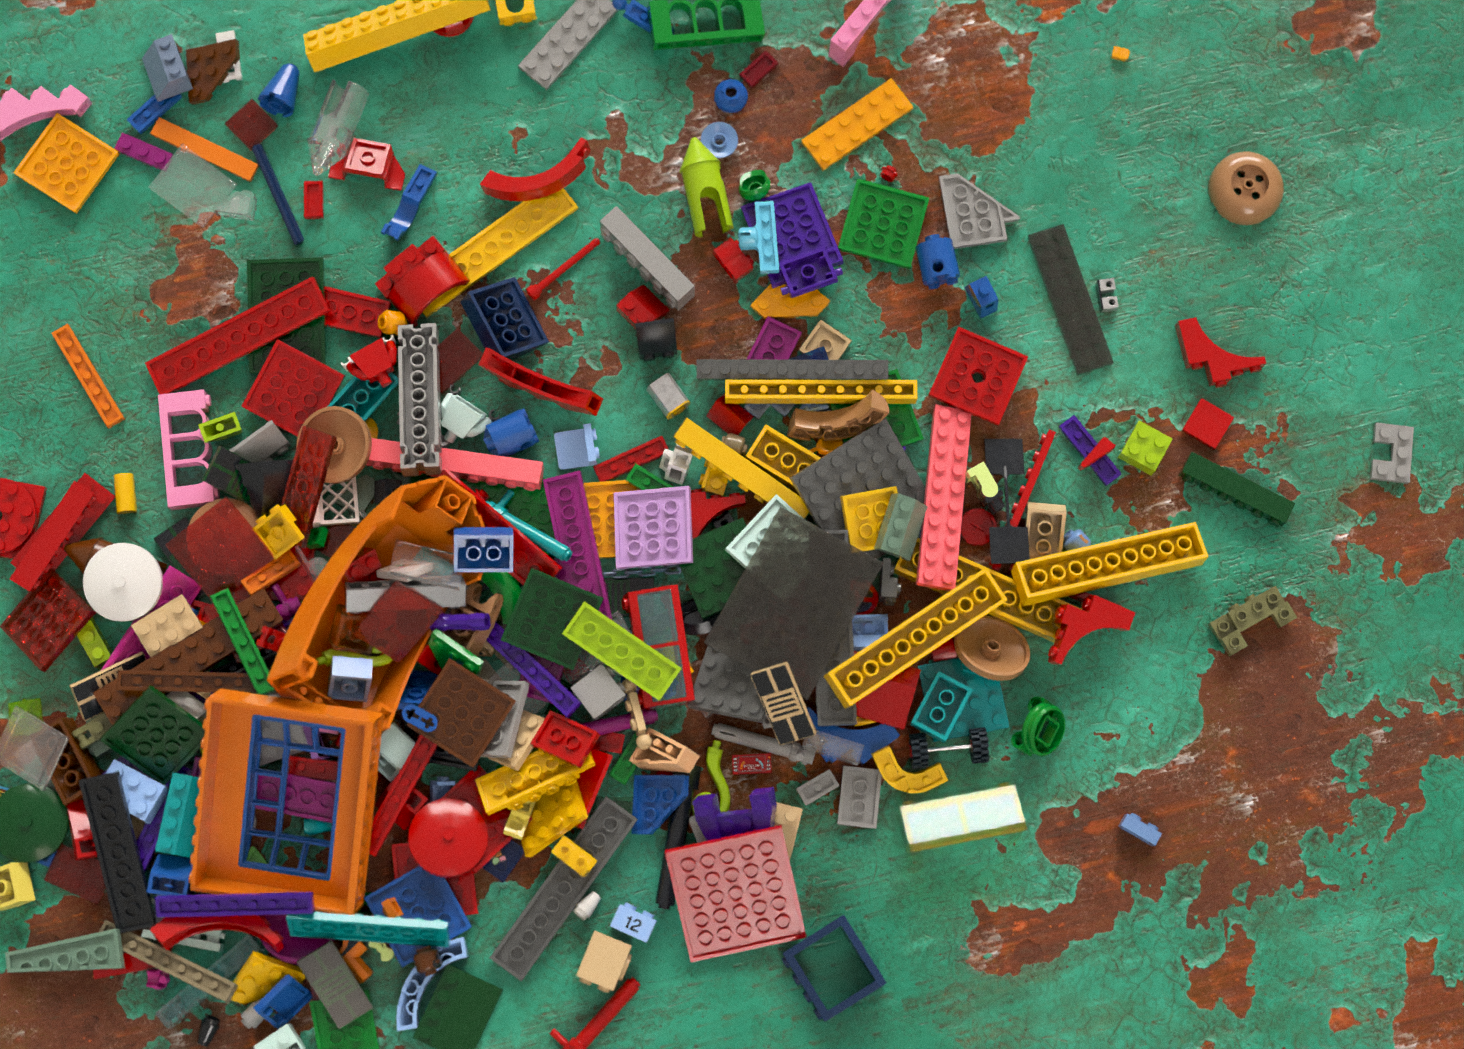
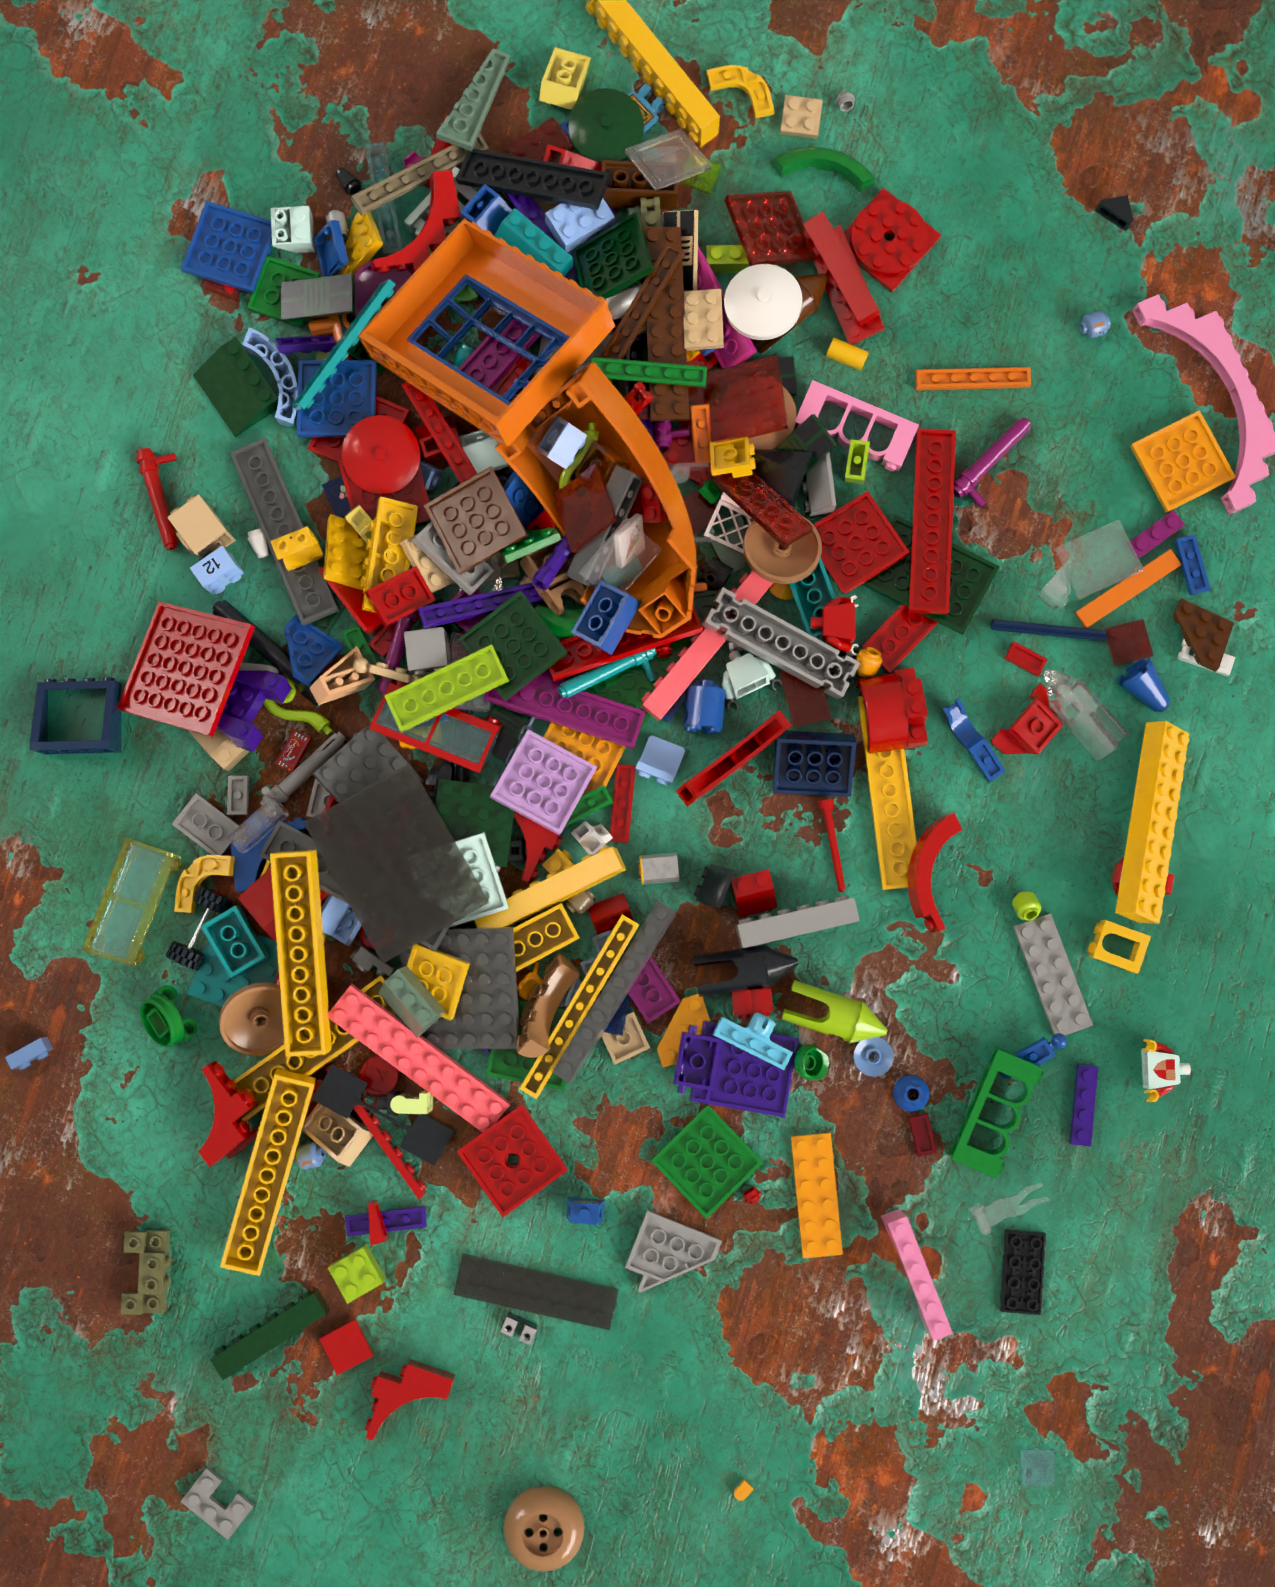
camera: 125 degrees right, 5 degrees up
(166, 68) = (1223, 594): sand blue slope -> none
(181, 329) = (969, 478): none -> magenta cylinder
(235, 904) = (427, 245): dark purple plate -> none
(383, 970) = (305, 344): none -> dark purple plate
(391, 908) = (349, 375): orange plate -> none
(422, 713) = (488, 476): blue beam -> none
(427, 960) = (289, 381): reddish brown head -> none
(523, 86) = (1026, 905): none -> lime head
(706, 272) = (755, 966): none -> black piece
(783, 703) = (314, 800): black tile -> none
(934, 255) = (647, 1190): blue cylinder -> none

